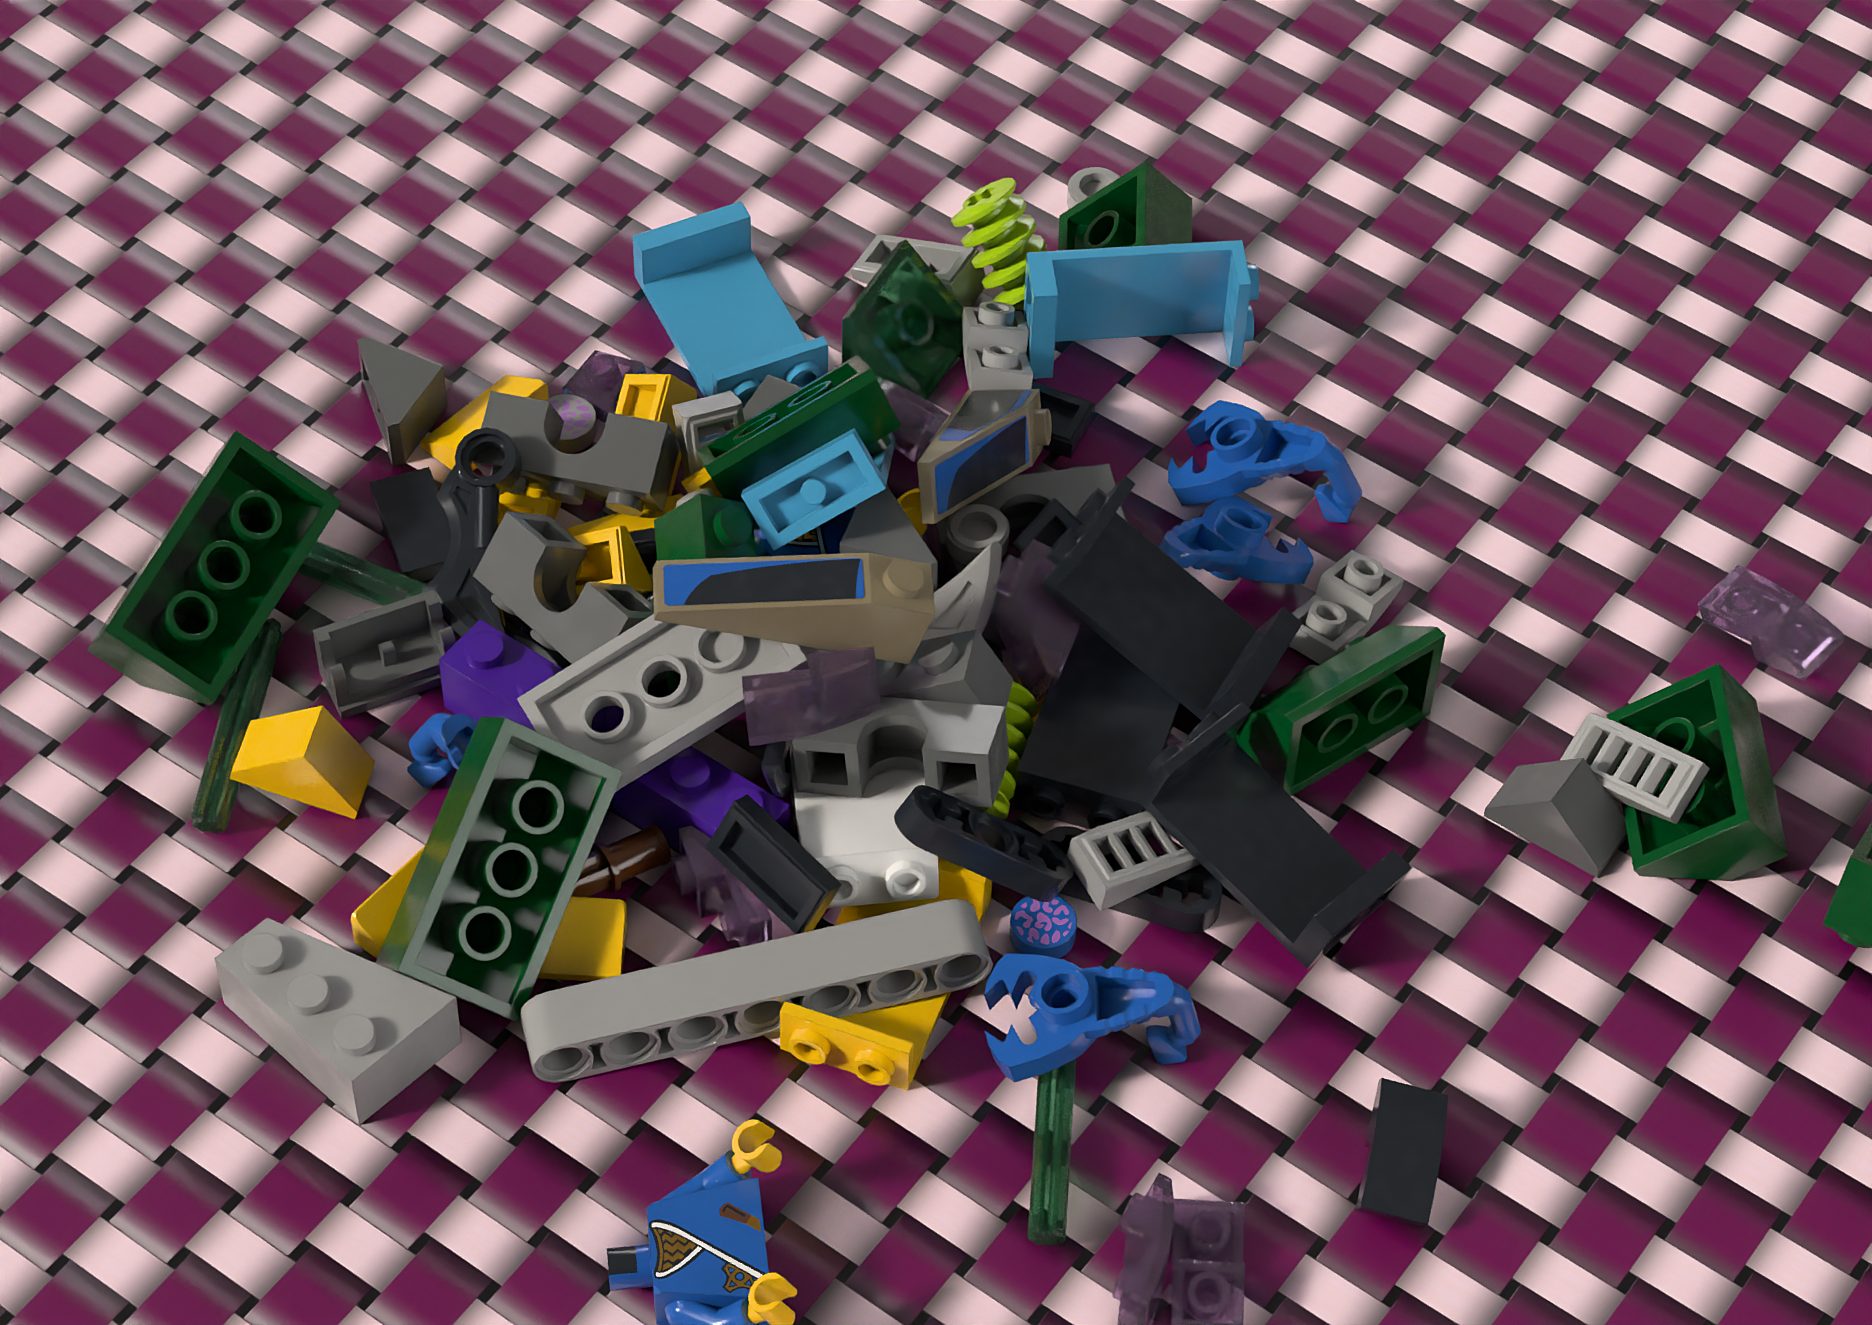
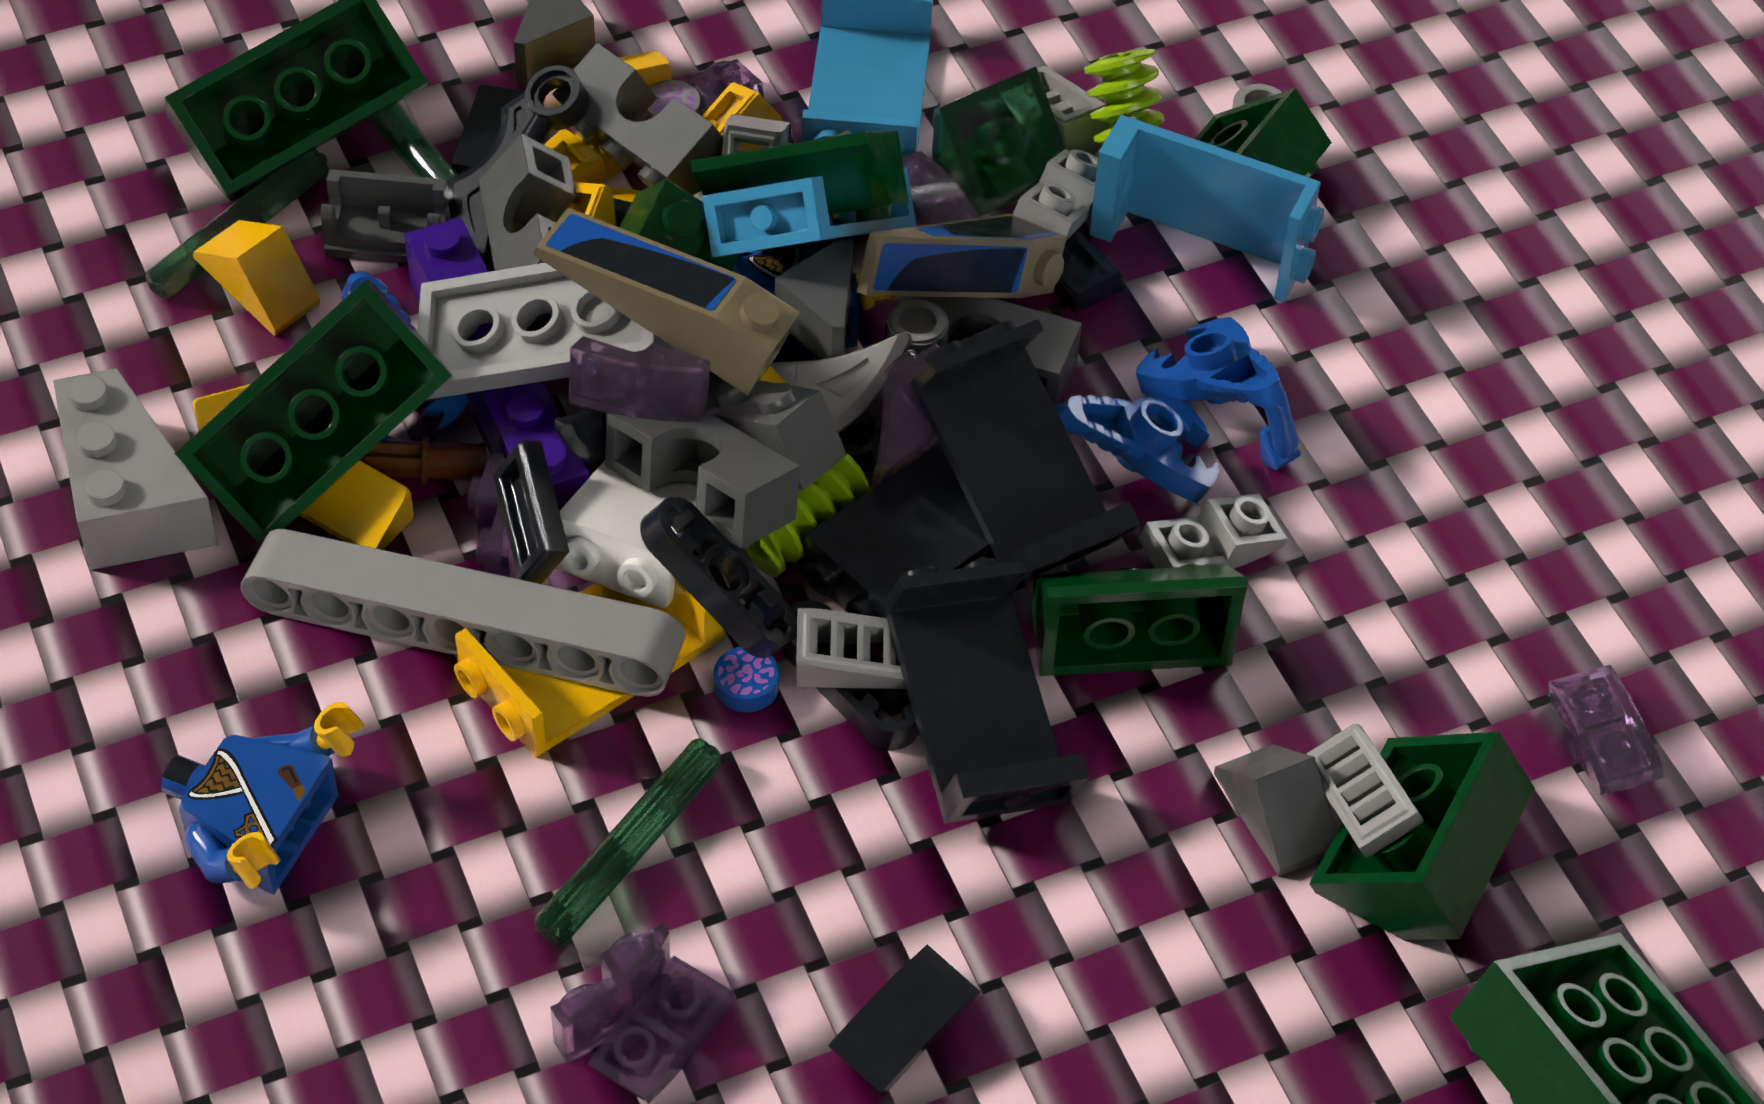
camera: 30 degrees right, 0 degrees up
(1081, 1006) = (704, 749): blue animal -> none

